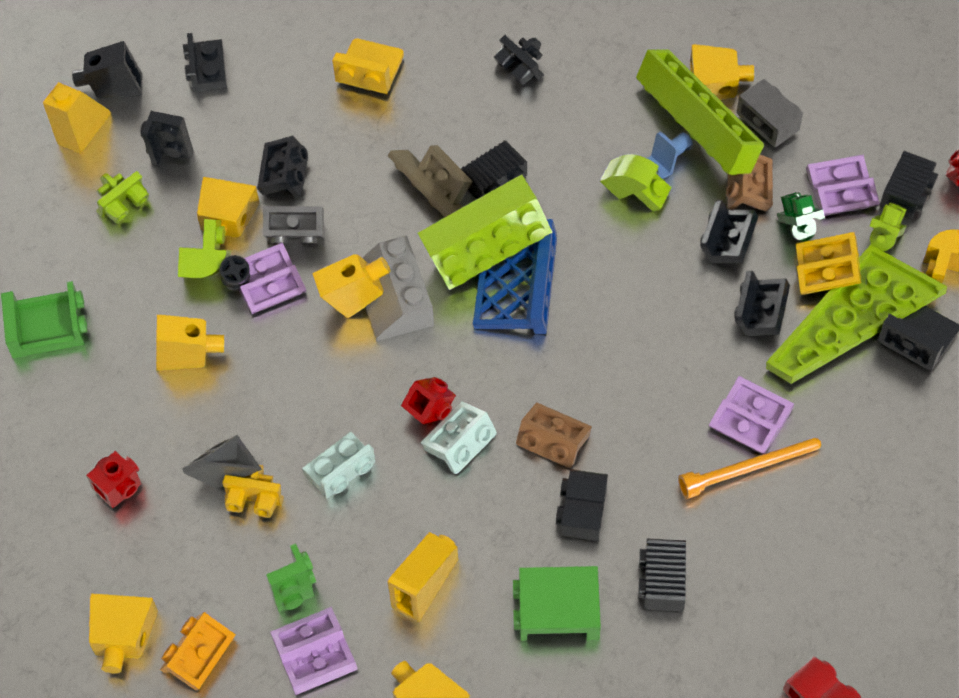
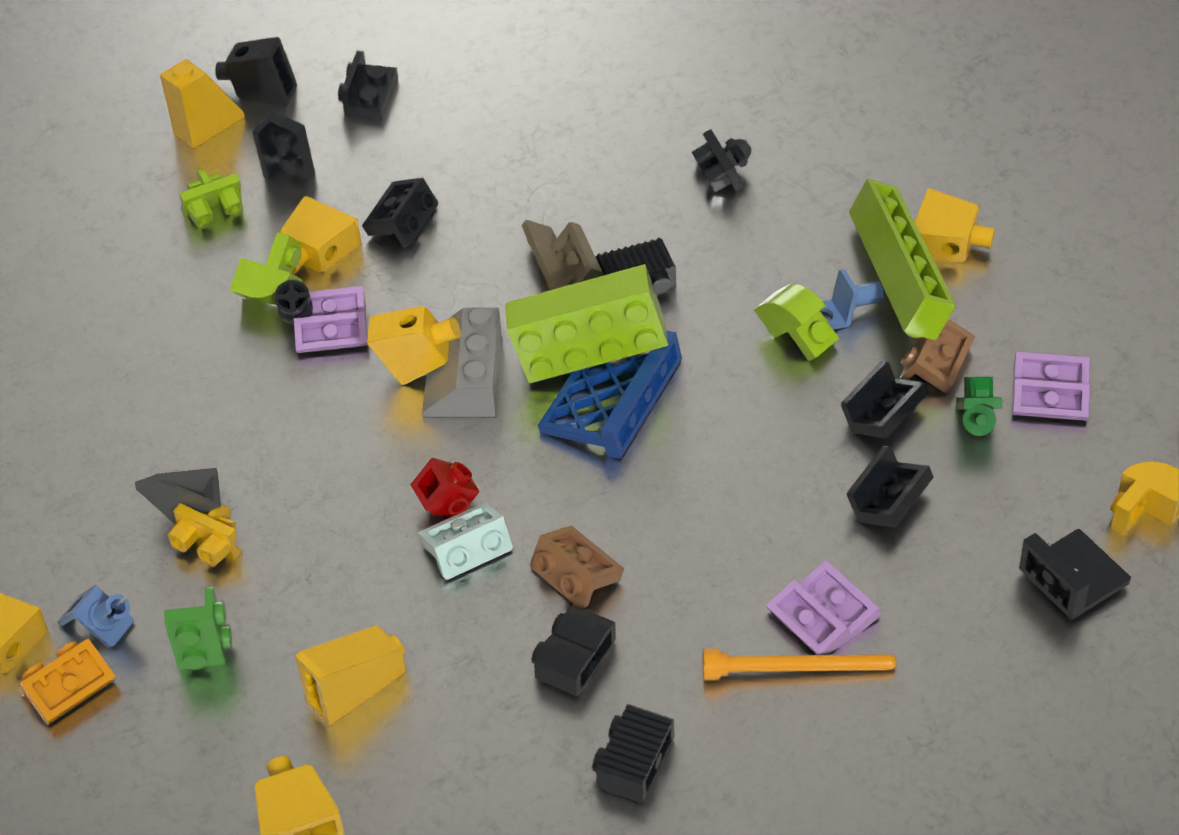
camera: 20 degrees right, 10 degrees down
(43, 322) = (68, 303): bright green panel -> none
(114, 478) = (63, 477): red brick -> none
(184, 343) = (202, 358): yellow torso -> none
(197, 586) = (100, 615): none -> medium blue bracket
(293, 222) = (382, 266): flat silver brick -> none
(313, 650) = (194, 720): lavender slope -> none
(339, 465) = (317, 533): light aqua bracket -> none
(368, 65) = (544, 129): yellow bracket -> none
(557, 601) = (495, 745): bright green panel -> none
(769, 112) = (992, 284): flat silver brick -> none
(828, 263) = (991, 463): yellow slope -> none
(854, 314) = (996, 523): lime wing -> none
(887, 227) = (1087, 438): lime hips -> none
(909, 182) = (1132, 404): black brick -> none

